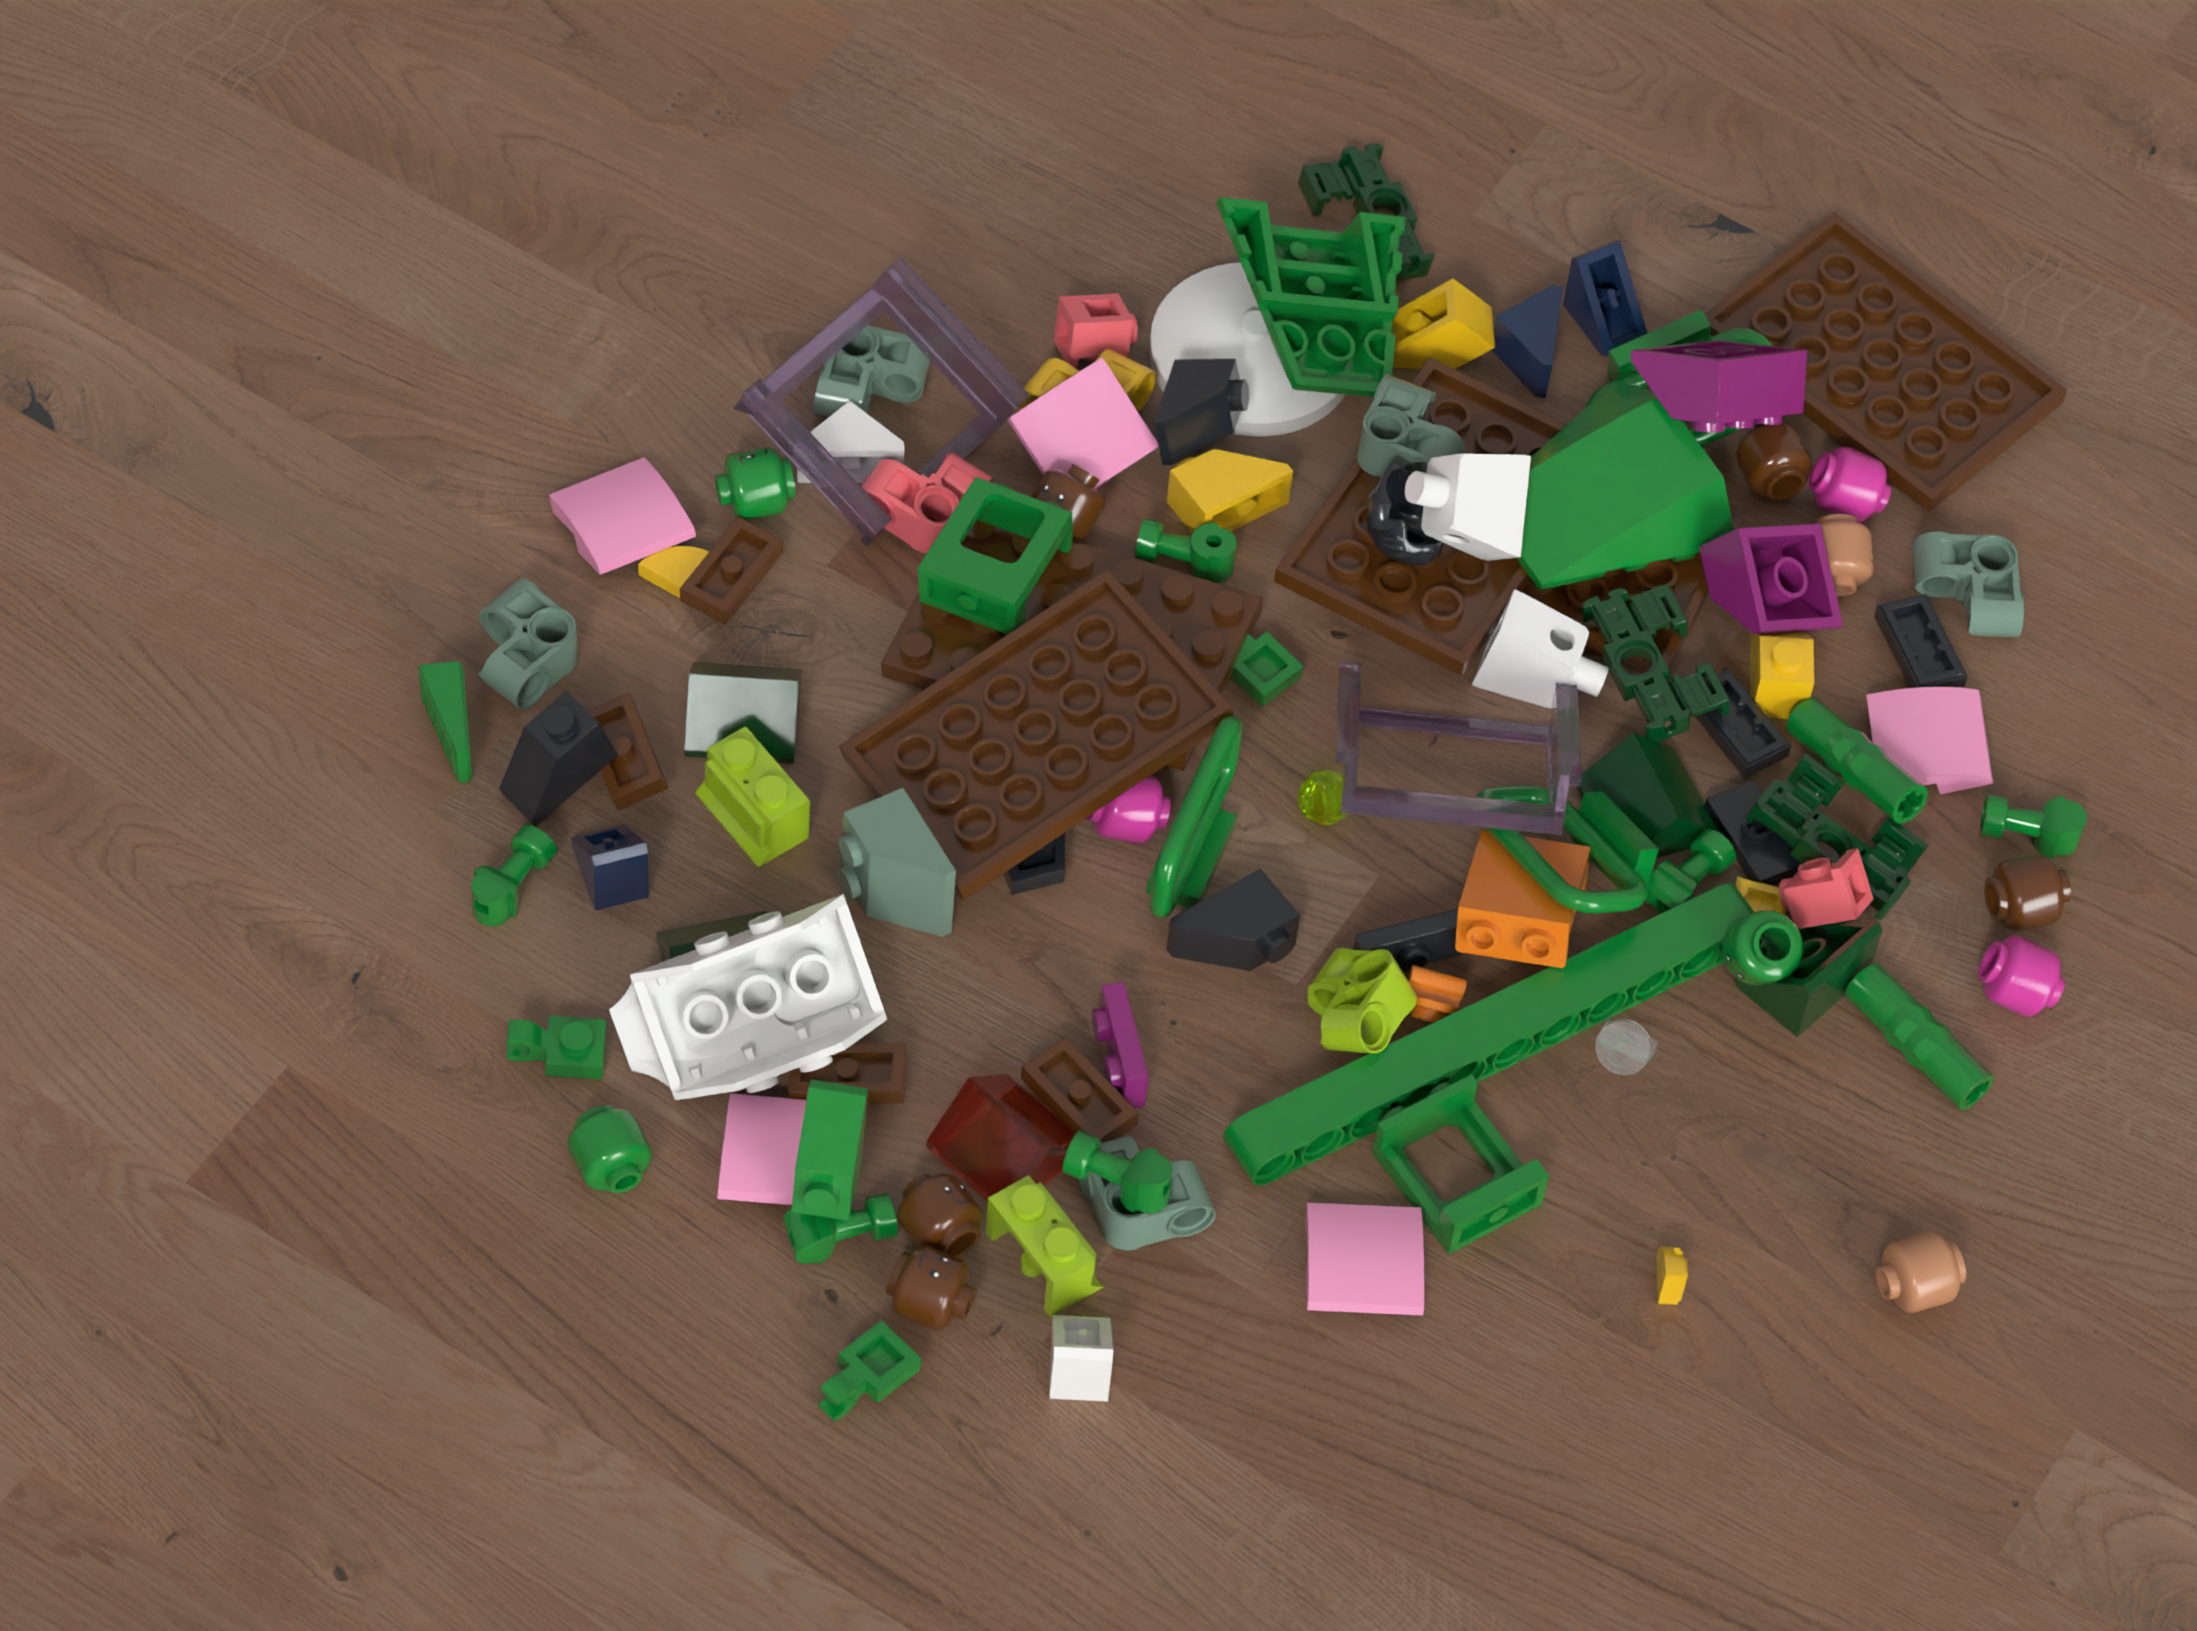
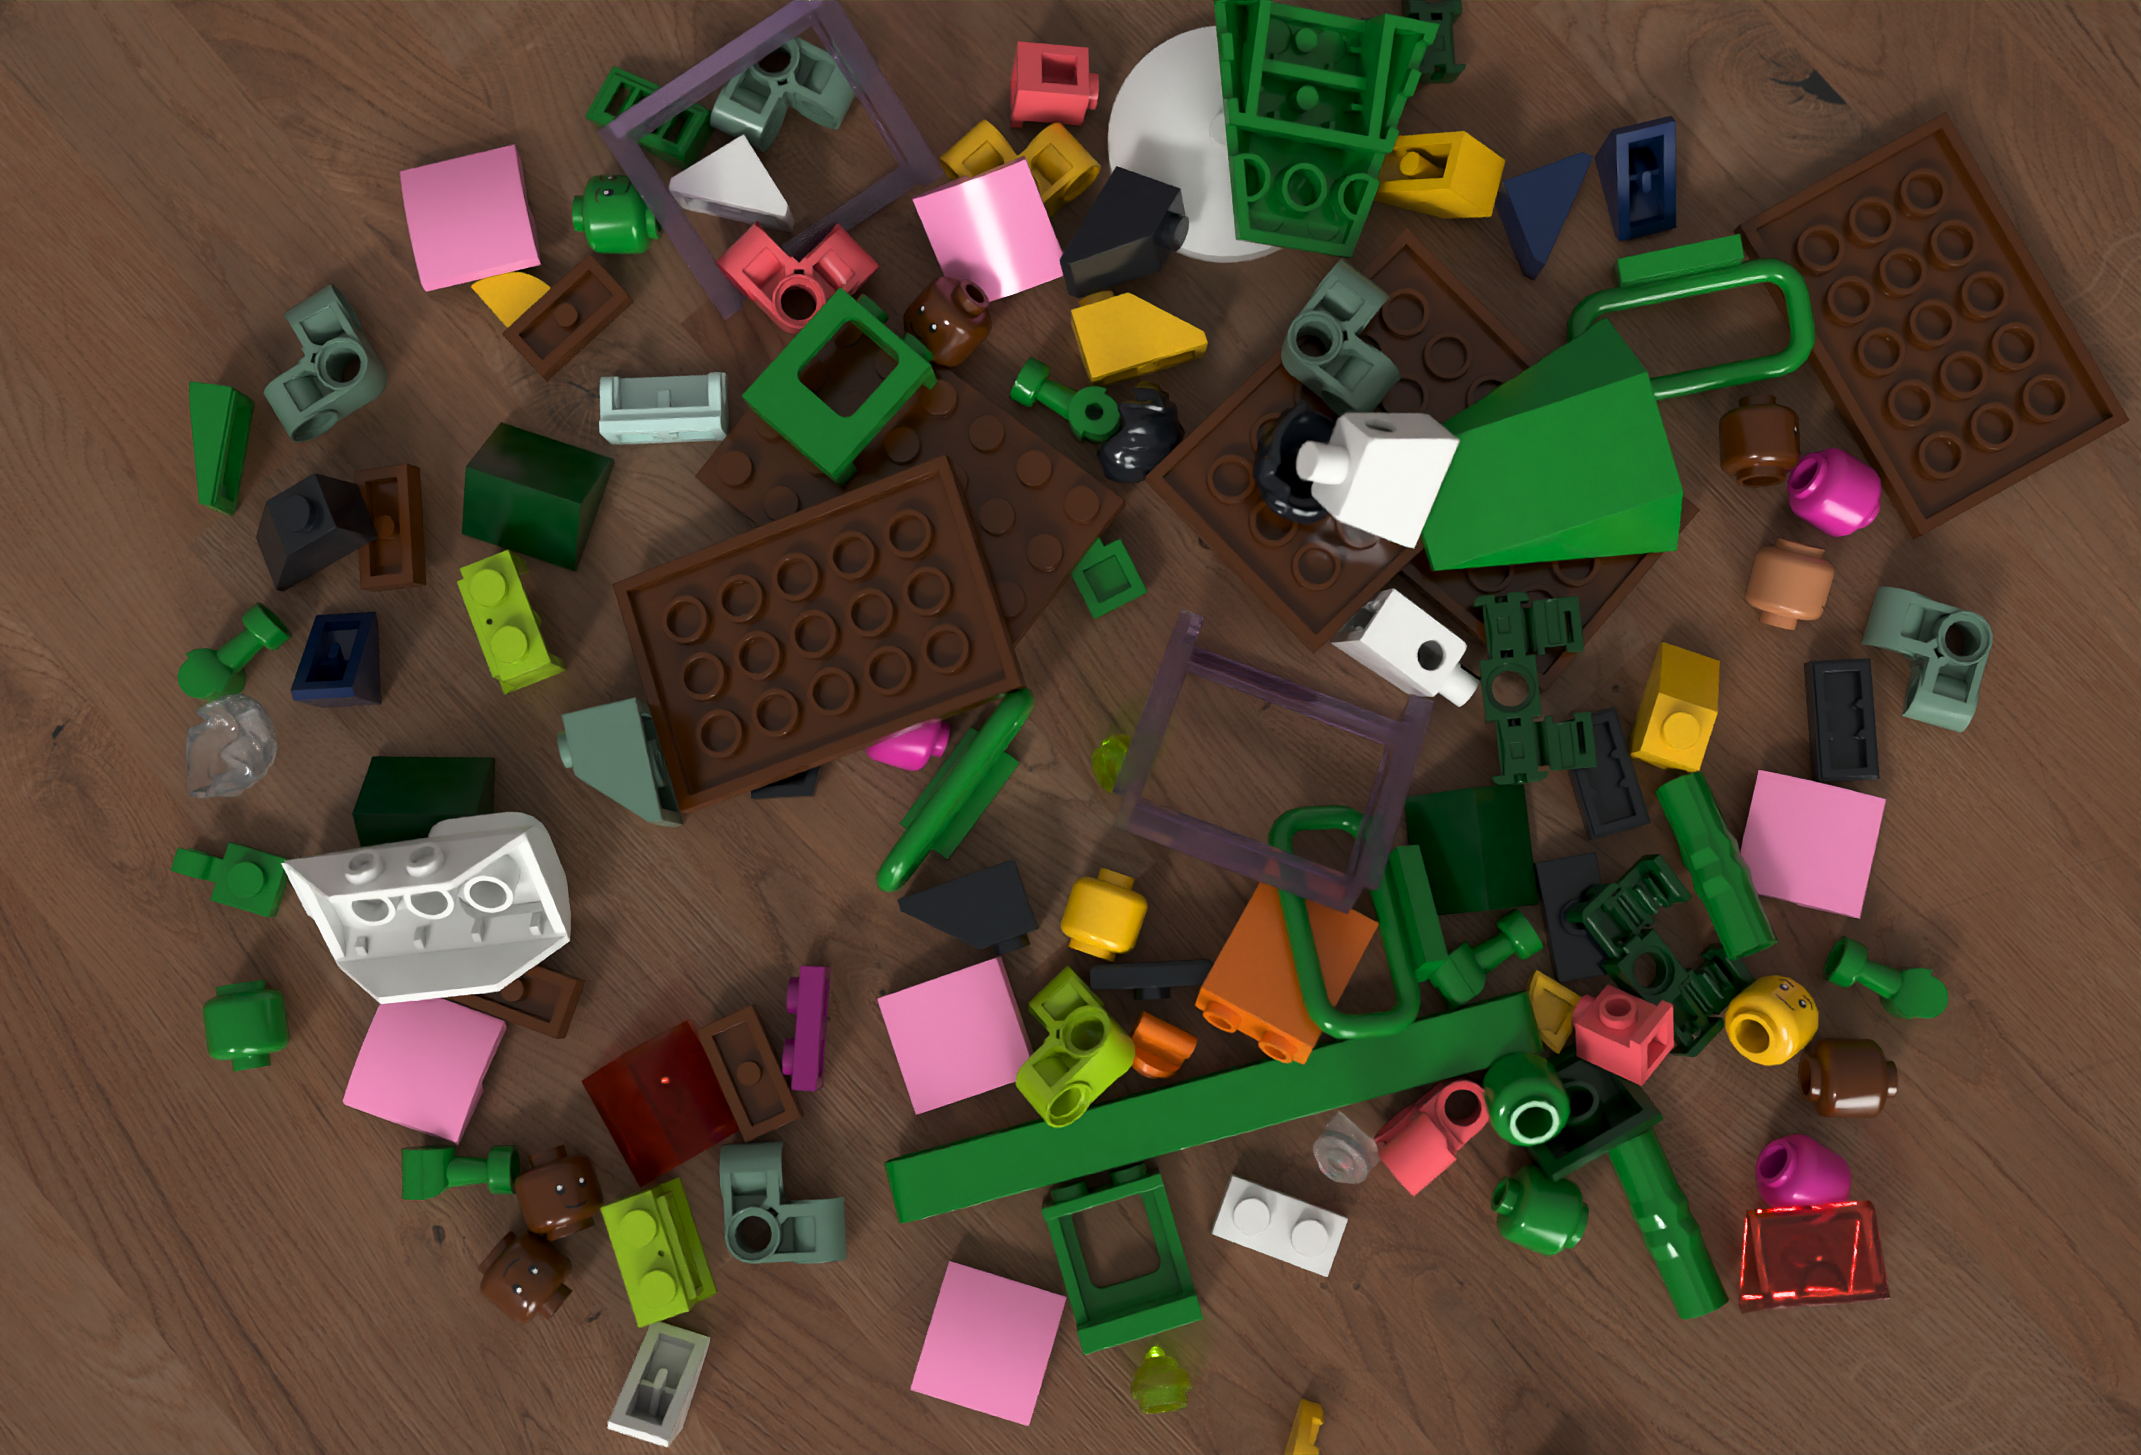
camera: 25 degrees right, 30 degrees up
(533, 935) = (229, 747): none -> clear hair
(747, 431) = (691, 139): none -> green slope
(830, 1150) = (436, 1134): green slope -> none
(840, 624) = (664, 409): none -> light aqua hinge
(870, 1365) = (445, 1347): green plate -> none
(1142, 1180) = (760, 1231): green leg -> none
(1253, 1028) = (957, 1034): none -> bright pink slope
(1259, 550) = (1146, 438): none -> black hair
(1349, 904) = (1104, 915): none -> yellow head
(1530, 1258) = (1160, 1384): none -> clear neon green plate
(1587, 1118) = (1279, 1225): none -> white plate
(1693, 1003) = (1423, 1139): none -> coral piece
(1725, 382) = (1725, 359): magenta slope -> none
(1773, 578) = (1700, 616): magenta slope -> none
(1807, 1045) = (1539, 1211): none -> green head
(1947, 861) = (1771, 1020): none -> yellow head
(2051, 1029) = (1812, 1257): none -> clear red slope

